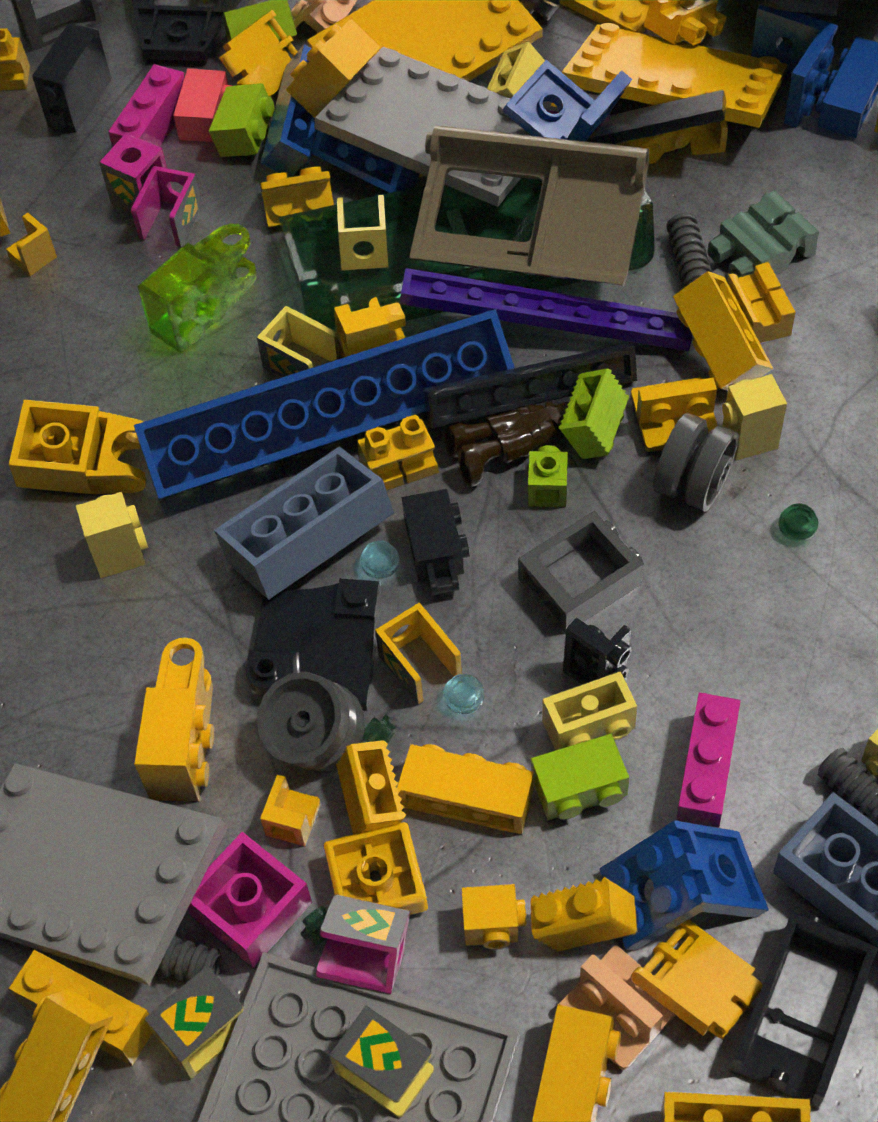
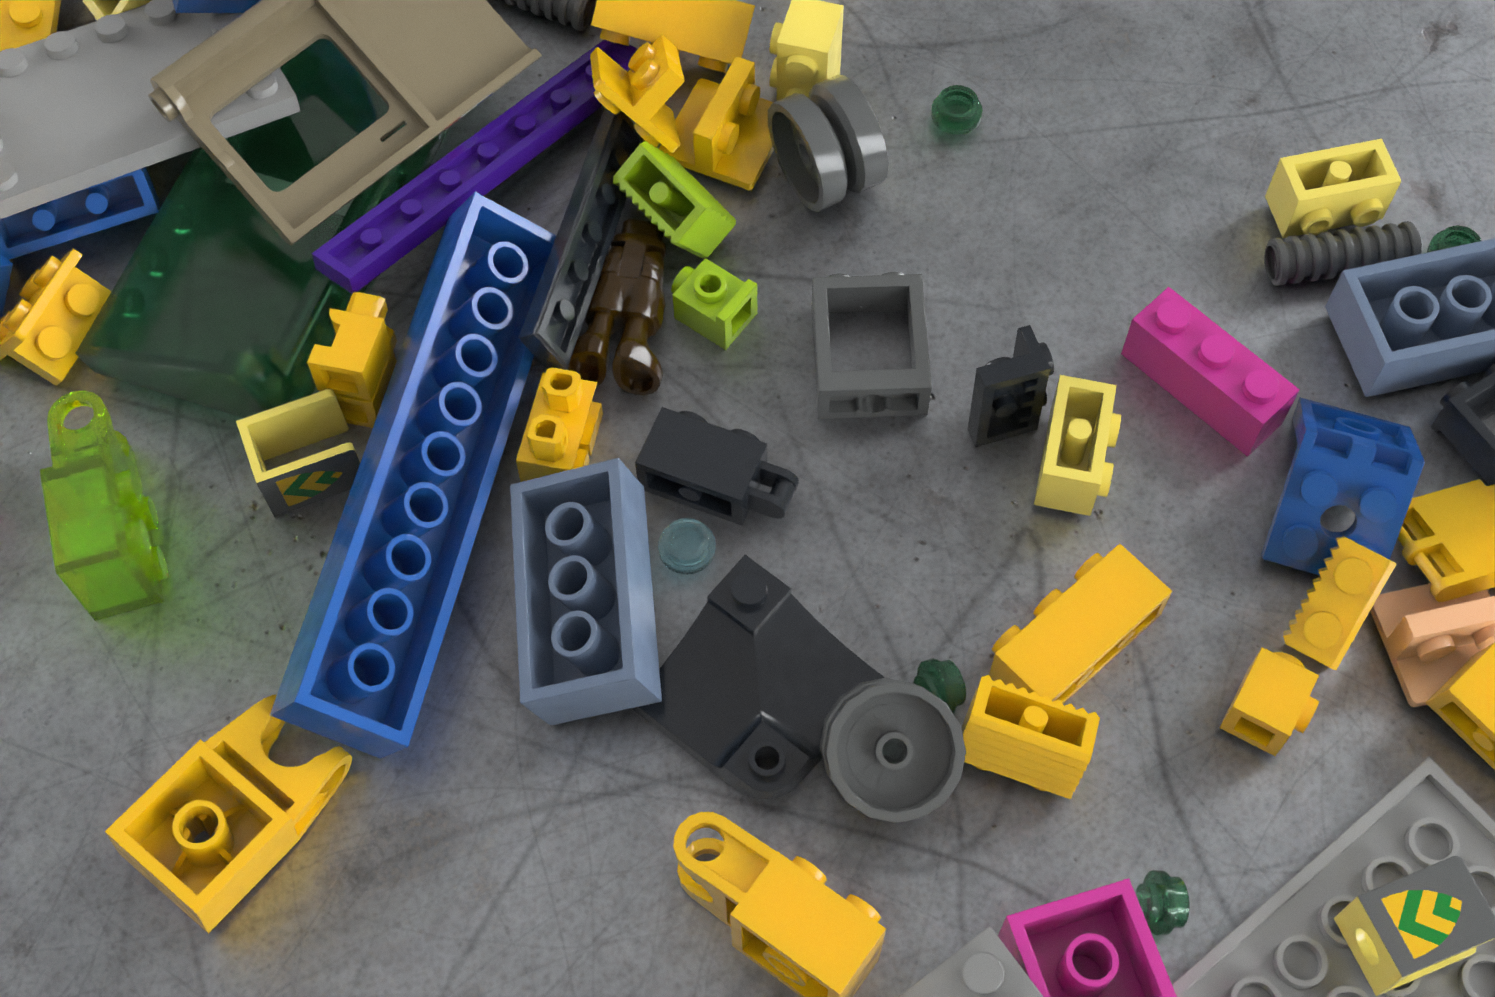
camera: 60 degrees left, 5 degrees up
(112, 534) = (415, 837): light yellow brick -> none
(289, 813) = (980, 853): yellow panel -> none
(350, 236) = (196, 300): light yellow piece -> none
(363, 943) = (1238, 862): piece -> none
(381, 850) = (1173, 790): yellow brick -> none
(419, 624) = (855, 547): yellow piece -> none
(463, 694) = (942, 564): clear light blue plate -> none
(580, 777) = (1150, 502): lime brick -> none
(645, 348) = (642, 90): none -> yellow bracket

